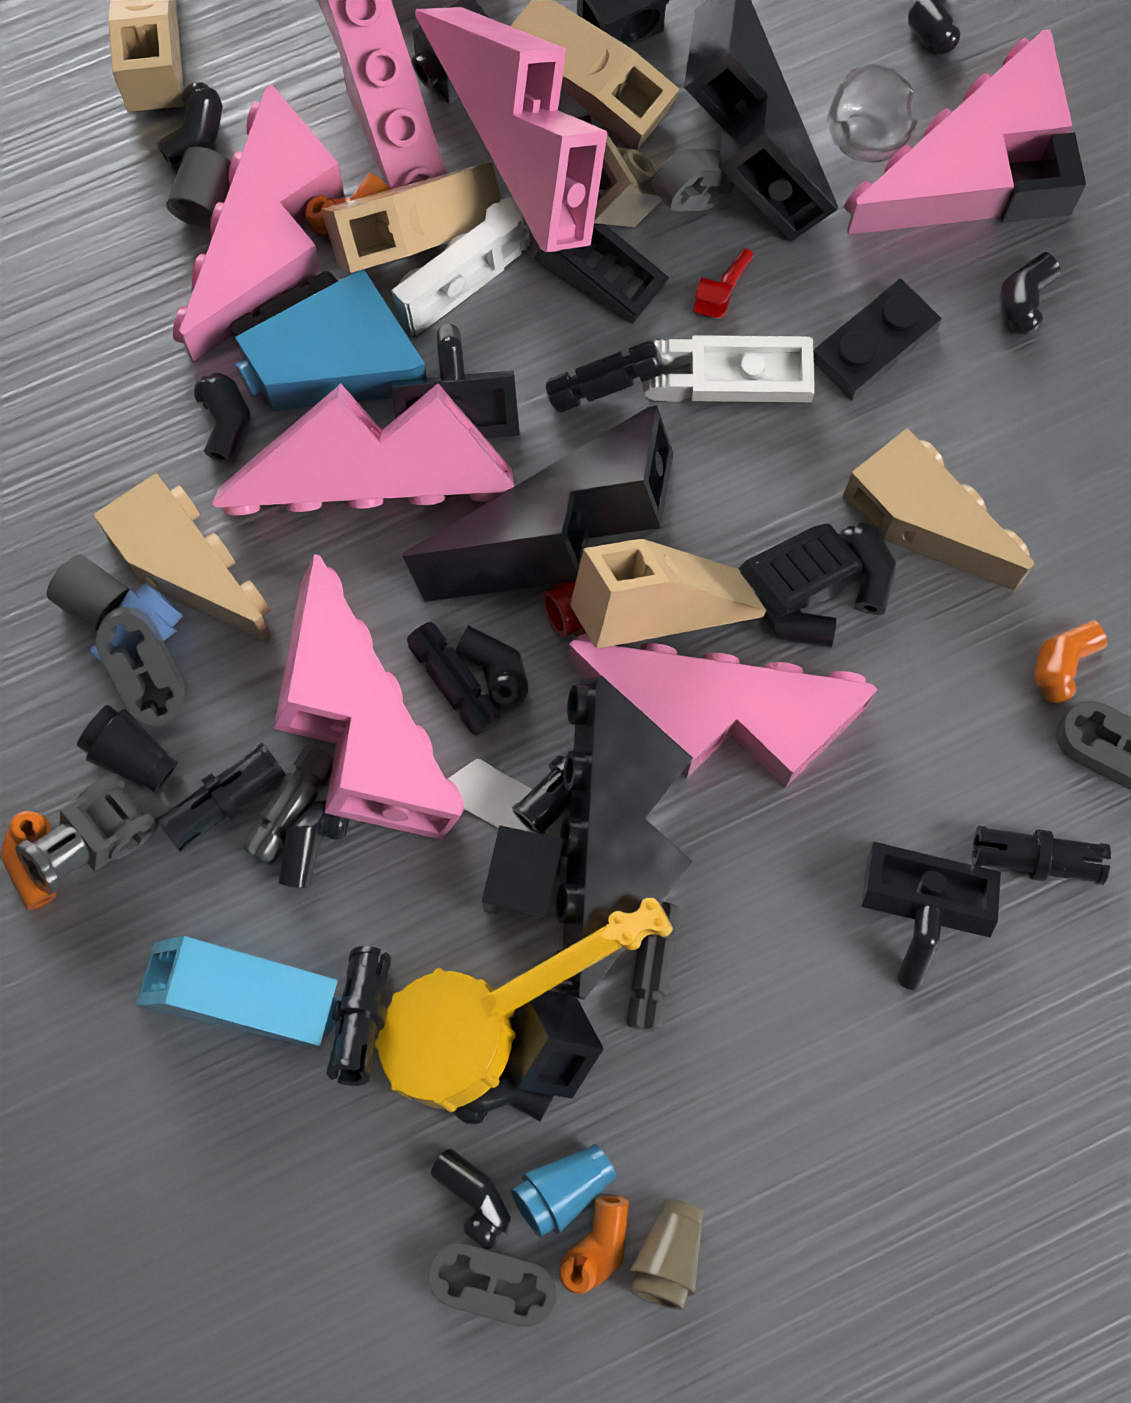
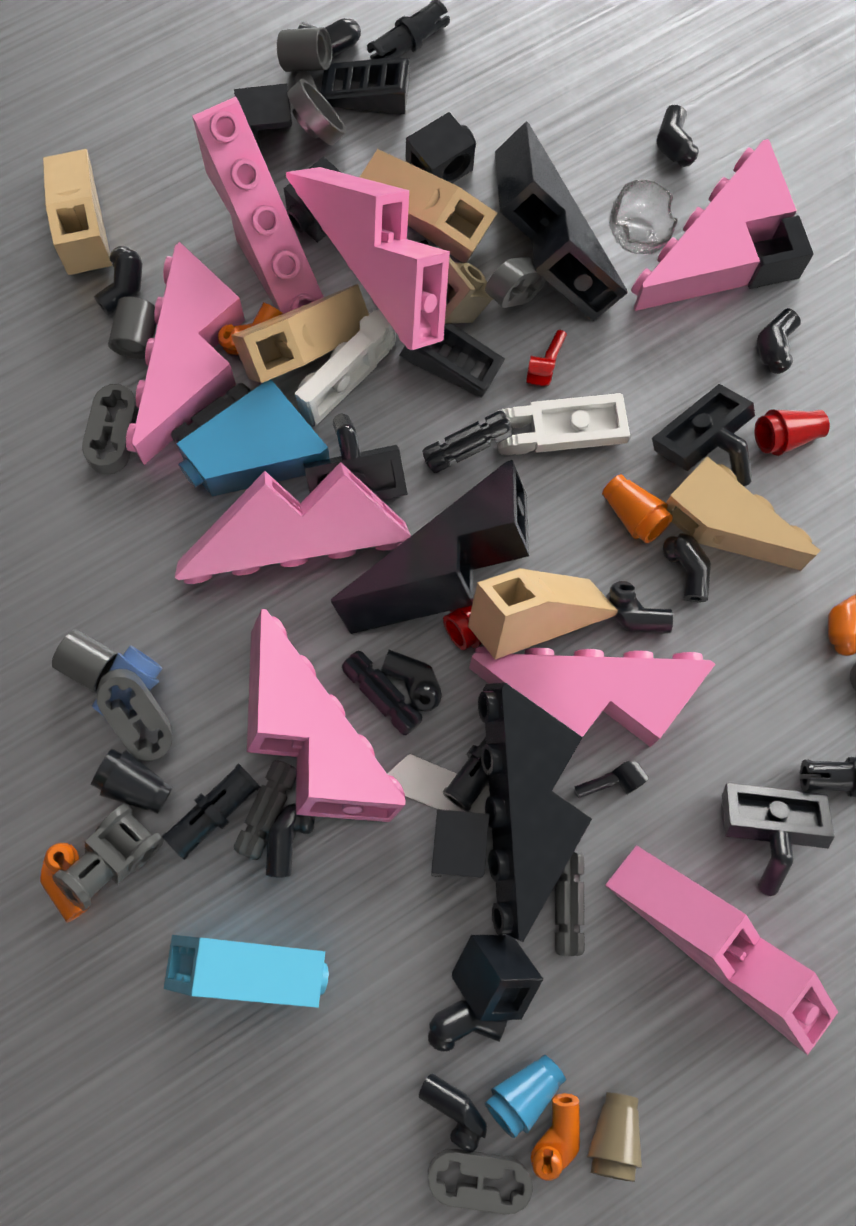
camera: 10 degrees left, 0 degrees up
(145, 307) = (101, 426): none -> dark grey beam
(166, 549) = (142, 617): tan slope -> none
(230, 412) = (178, 501): black arm -> none
(359, 1016) = (345, 977): black pin -> none
(454, 1033) = (420, 982): yellow piece -> none
(749, 815) = (628, 775): none -> black hand
(802, 570) = (642, 576): black slope -> none
(811, 486) = (639, 510): none -> orange cone
(843, 1043) = (726, 947): none -> bright pink slope
(876, 339) = (669, 388): black plate -> none
(915, 392) = (707, 426): none -> black plate
(1023, 407) = (789, 429): none -> red cone

